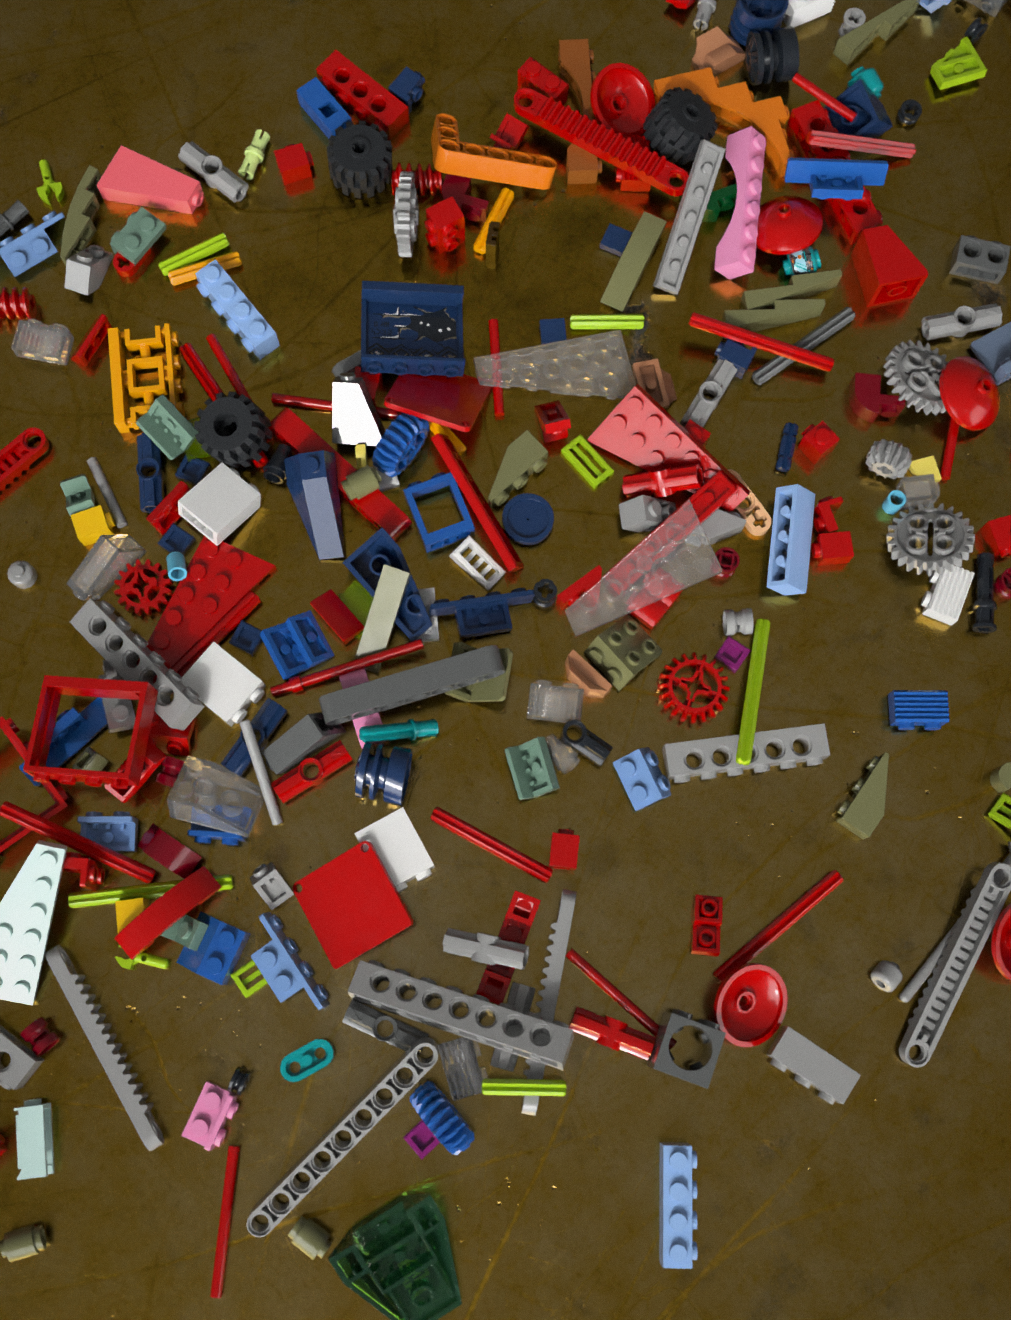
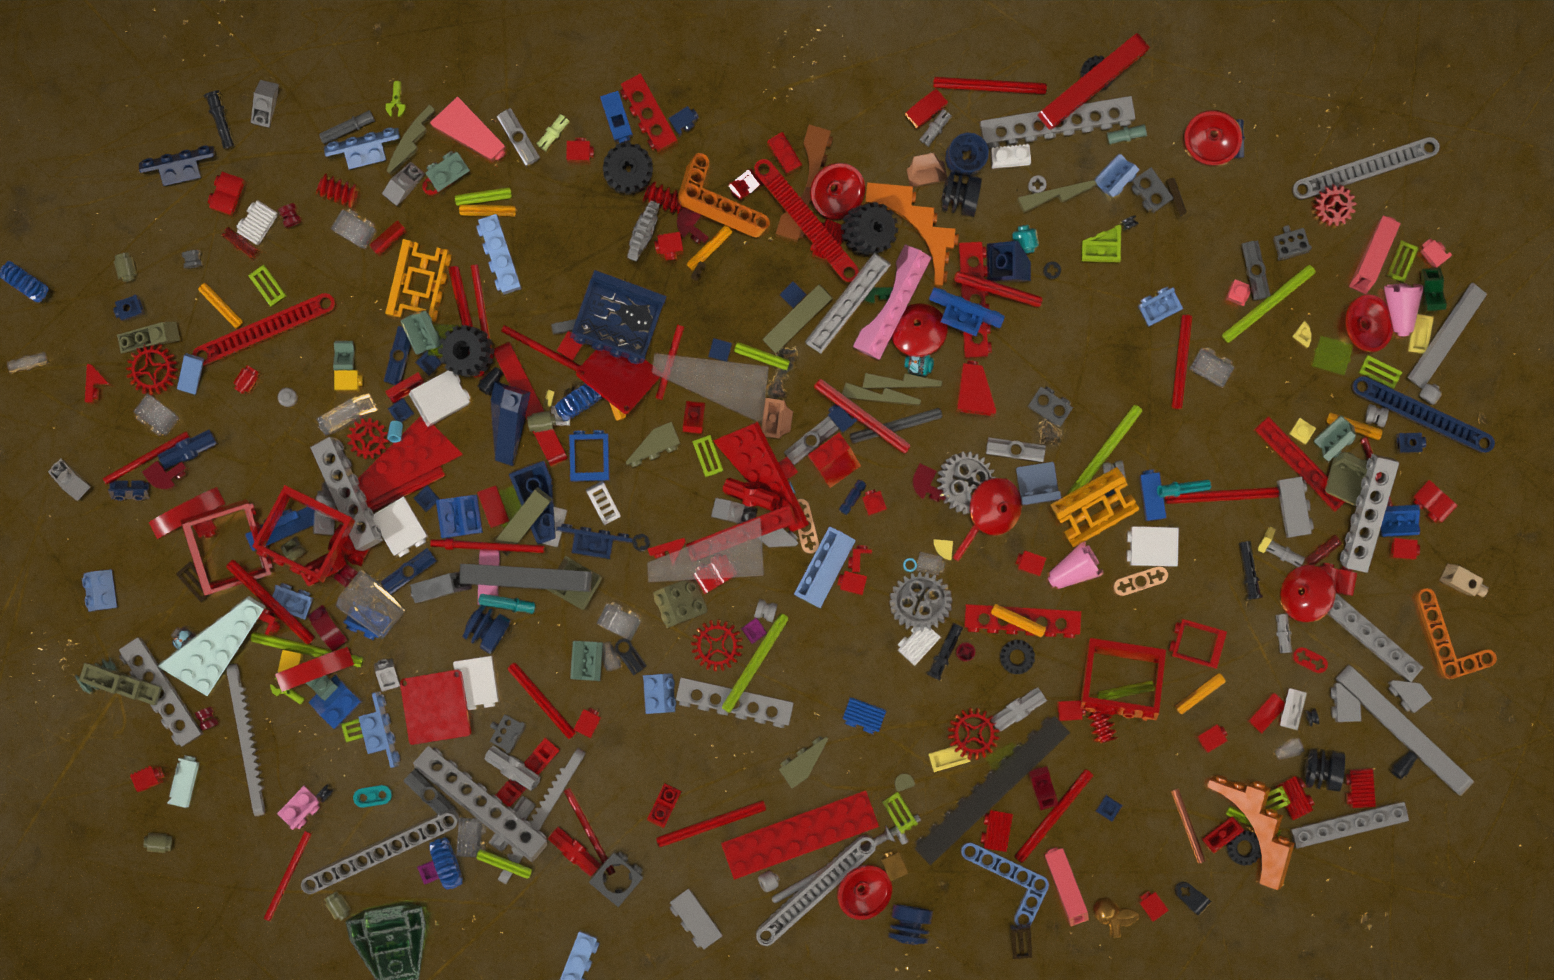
camera: 25 degrees right, 10 degrees up
(107, 492) = (364, 357): light grey bar -> none
(261, 772) = (405, 598): light grey bar -> none
(296, 781) = (451, 606): red piece -> none
(354, 412) = (555, 367): slope -> none
(469, 904) = (512, 735): none -> dark grey piece
(478, 502) = (618, 461): red tile -> none
(527, 507) = (654, 476): dark blue piece -> none
(585, 676) = (646, 611): nougat slope -> none
(733, 559) = (773, 568): dark red wheel -> none
(748, 404) = (834, 460): none -> red slope
(760, 1008) = (675, 873): red dish -> none
(824, 97) = (986, 243): red bar -> none
(889, 459) = (917, 534): light grey gear -> none
(903, 896) = (799, 834): none -> red brick

